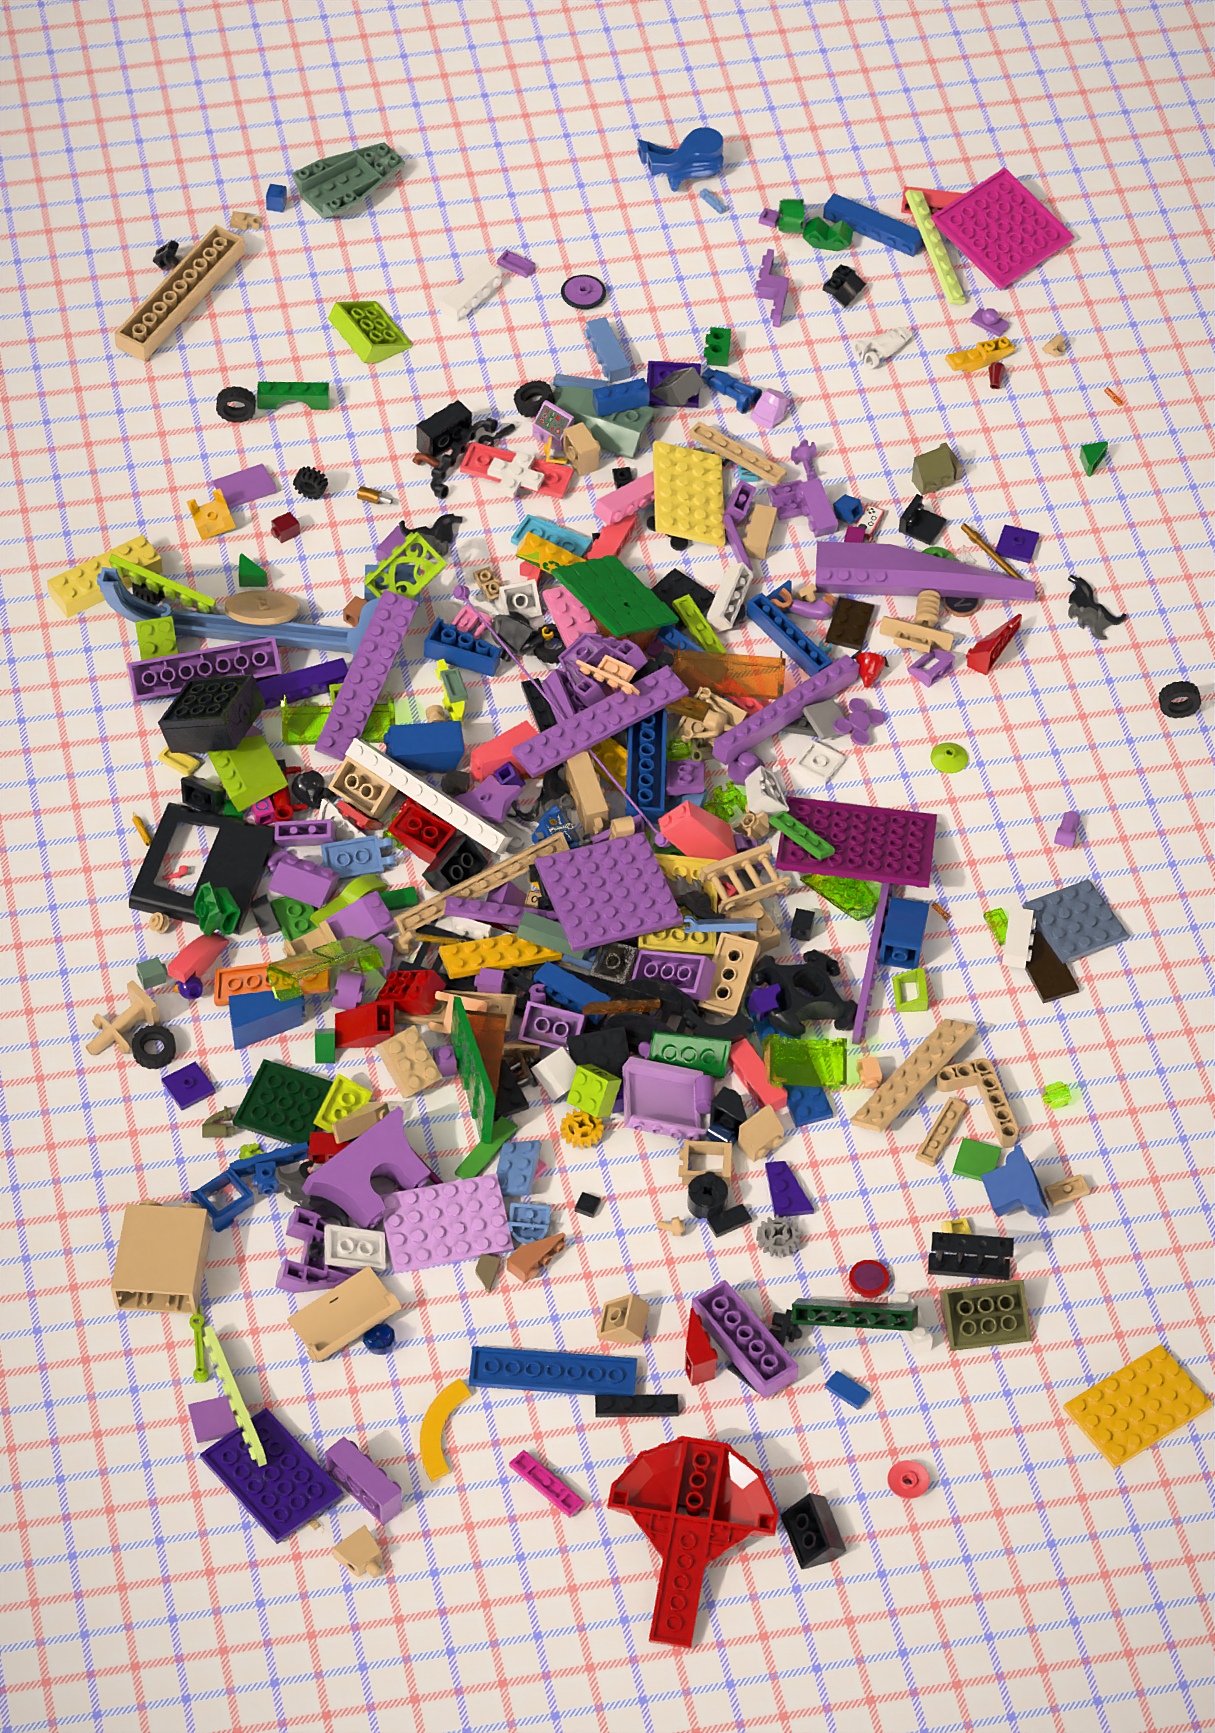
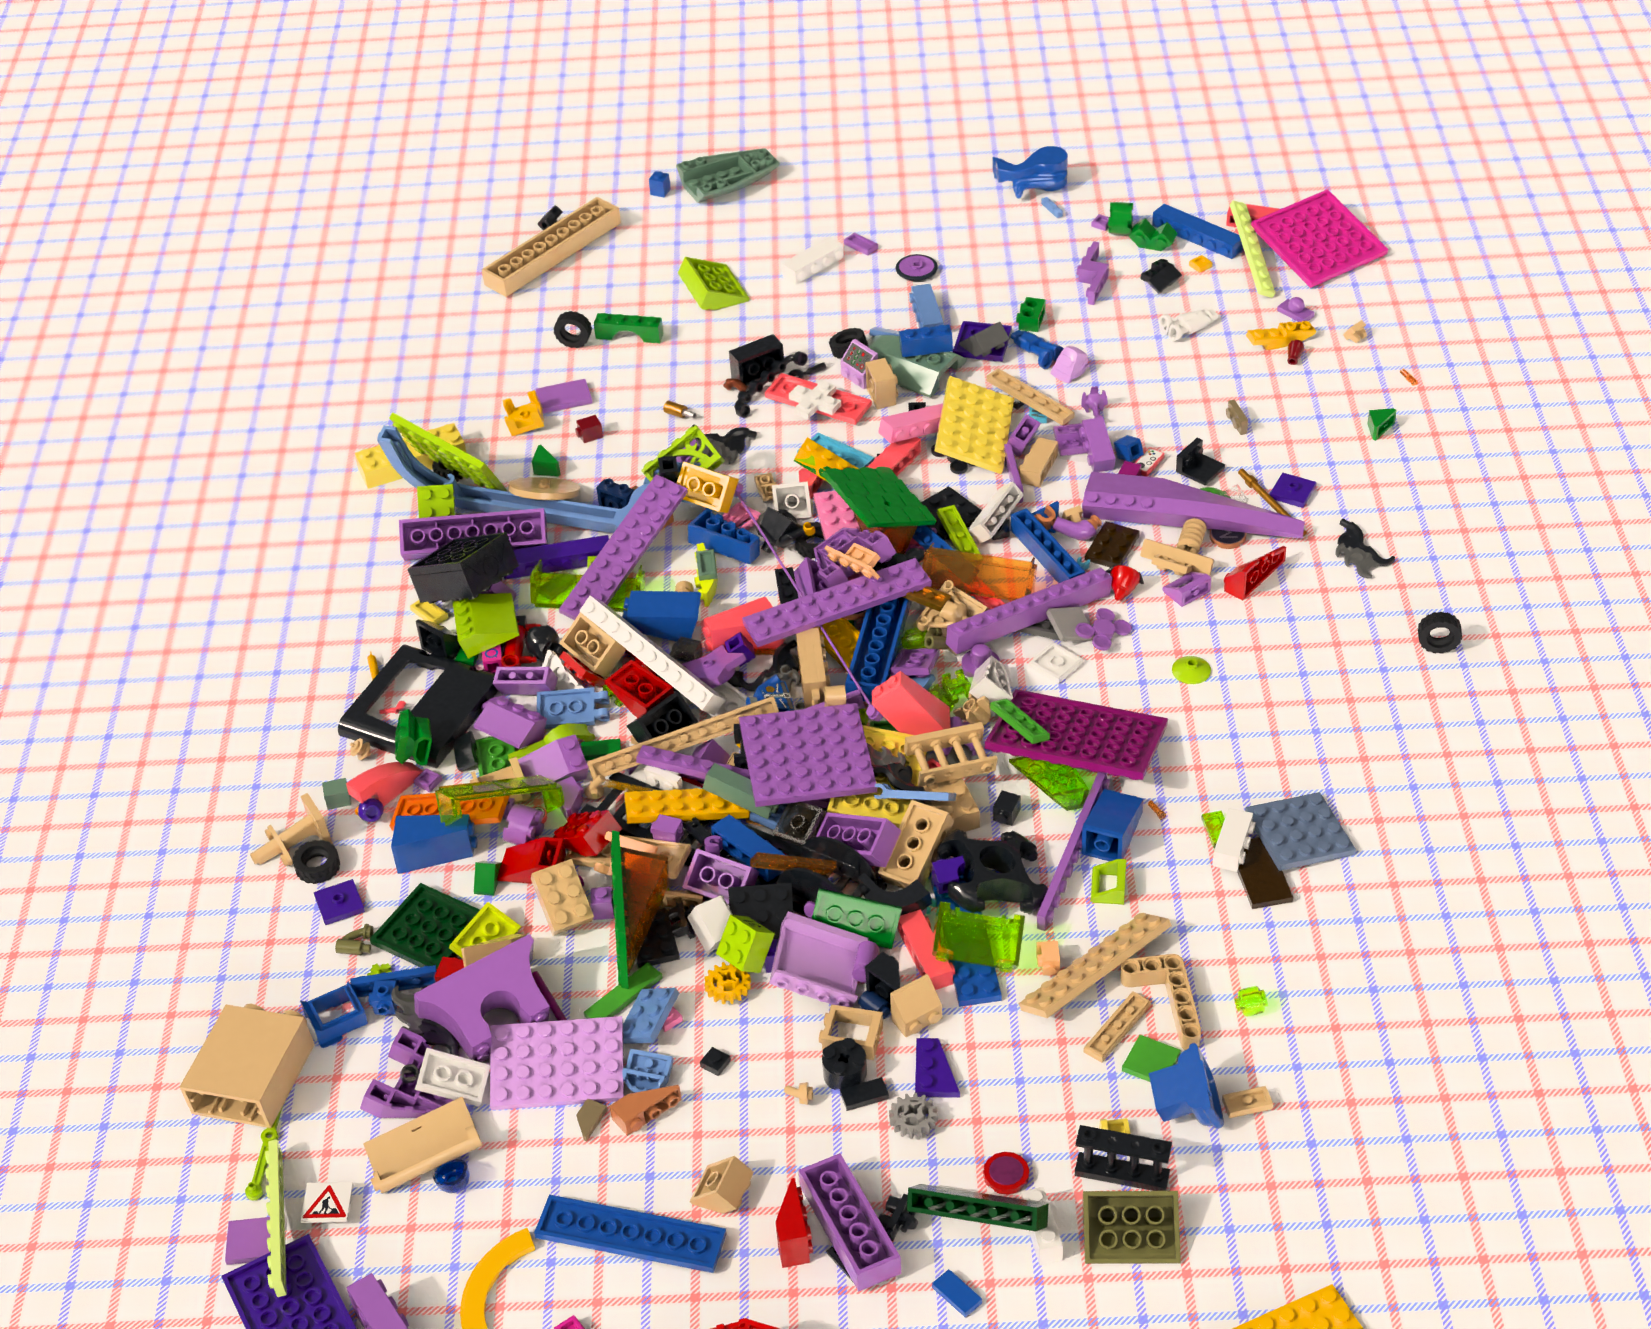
camera: 15 degrees right, 10 degrees down
(235, 948) = (428, 780): none -> medium lavender tile
(242, 221) = (626, 200): tan plate -> none
(273, 1376) = (327, 1202): none -> white piece
(310, 482) = (621, 394): black tyre -> none
(340, 613) = (613, 494): none -> dark blue plate
(394, 581) = (668, 468): none -> black brick
(436, 596) = (707, 487): none -> yellow slope
(547, 446) = (850, 383): yellow bracket -> none
(636, 1406) = (714, 1282): black plate -> none
(882, 266) = (1200, 263): none -> yellow tile
(932, 470) = (1217, 421): olive slope -> none
(1067, 831) = (1303, 746): medium lavender piece -> none

